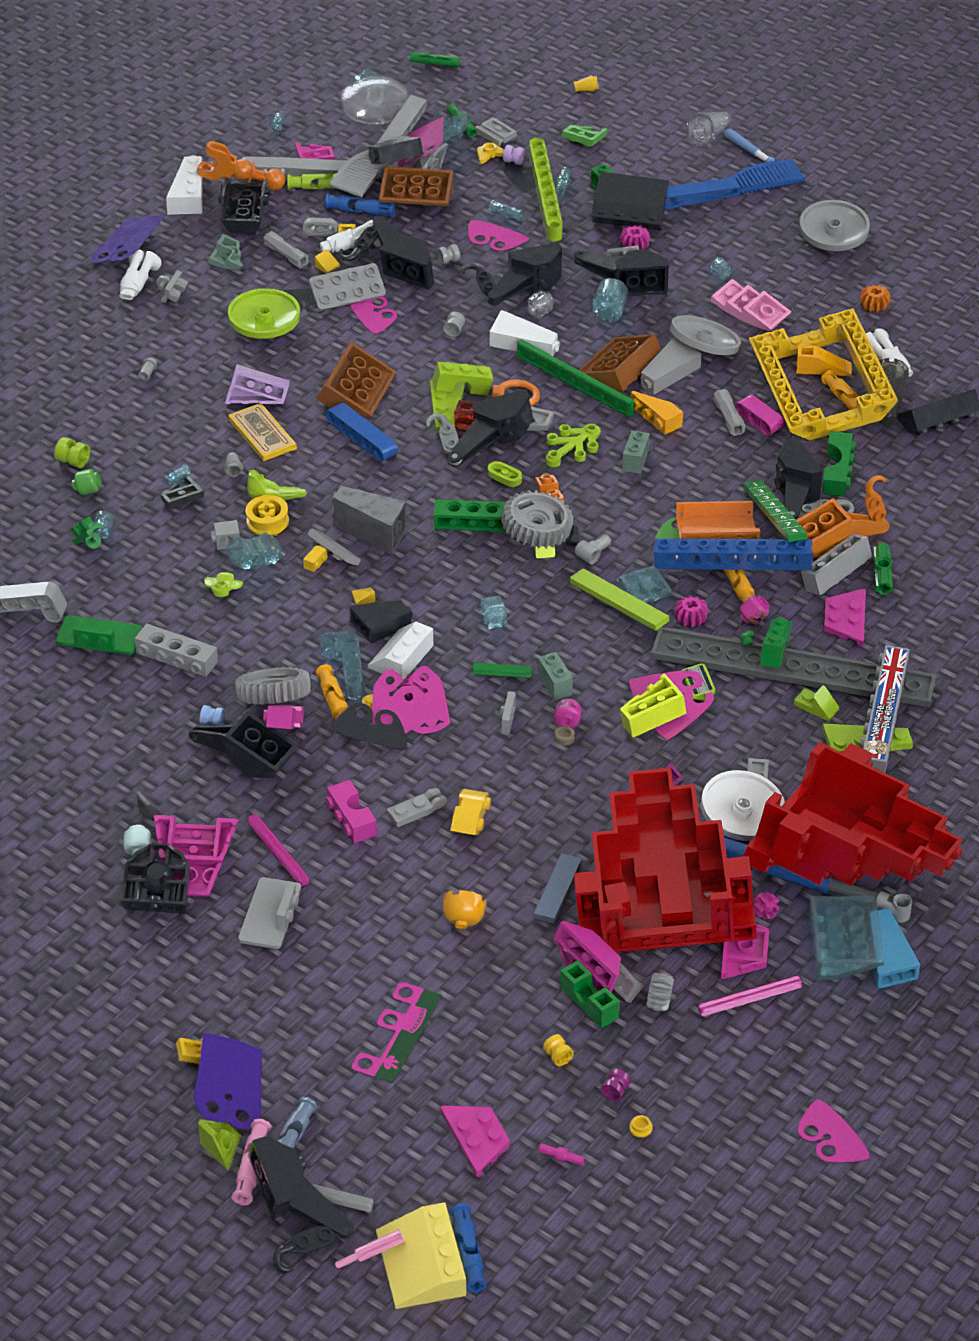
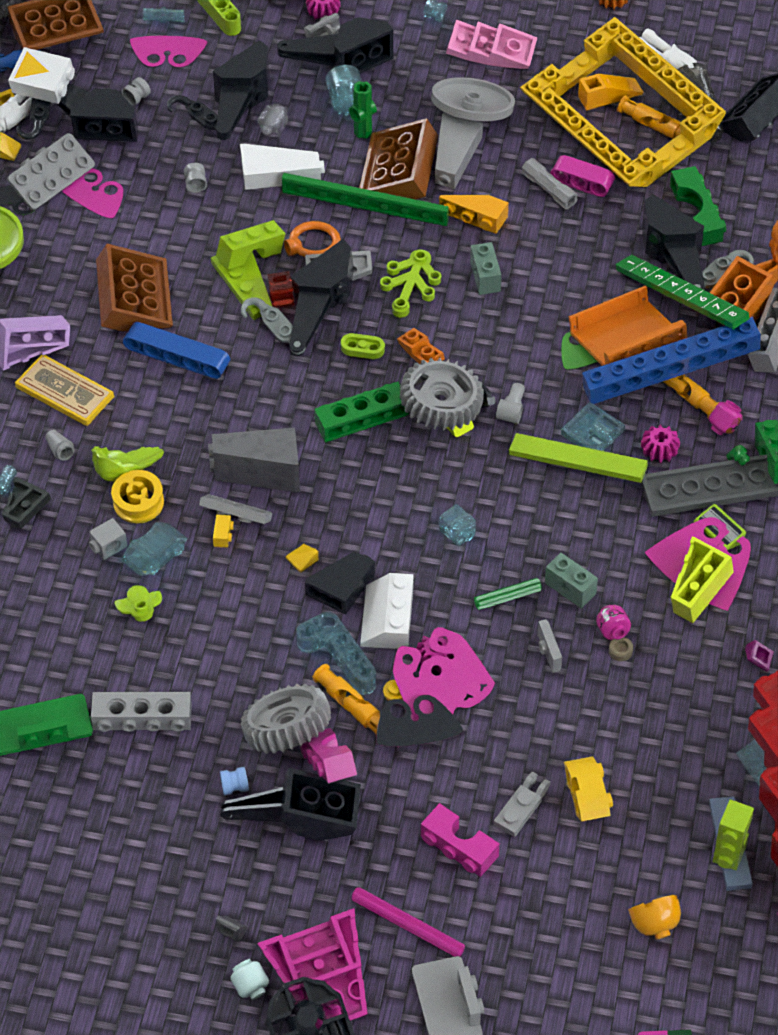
camera: 25 degrees left, 10 degrees up
(375, 216) = (41, 75): none -> white brick
(548, 880) = (733, 835): none -> lime arch
(609, 313) = (362, 109): none -> green piece

